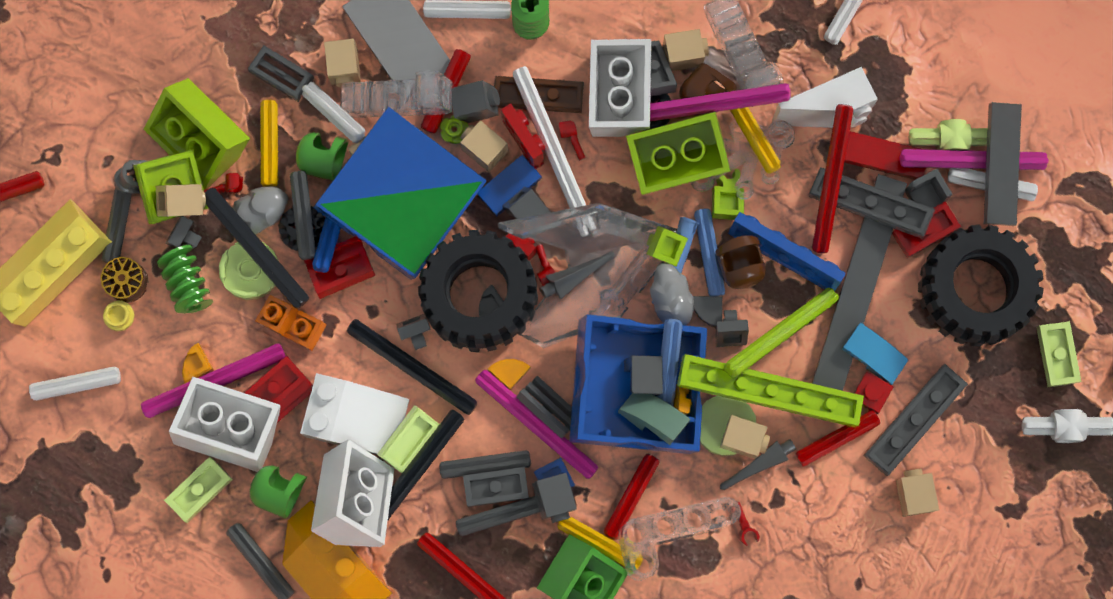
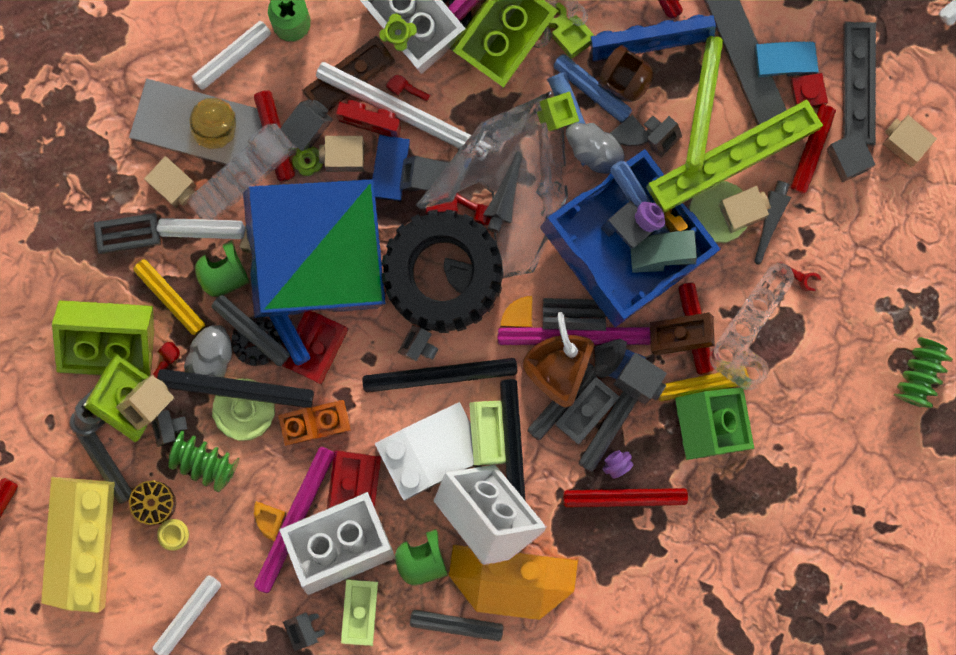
camera: 45 degrees left, 5 degrees up
(144, 465) = (301, 631): none -> dark grey tile
(409, 44) = (212, 123): none -> clear yellow hair
(483, 546) = (618, 464): none -> medium lavender plate
(504, 434) = (559, 364): none -> dark orange hat
(546, 461) = (608, 357): none -> dark grey tile
(599, 79) = (399, 41): none -> lime plate
(615, 490) = (682, 334): none -> reddish brown plate
(664, 380) = (650, 216): none -> medium lavender plate
(861, 468) = (851, 156): none -> dark grey panel

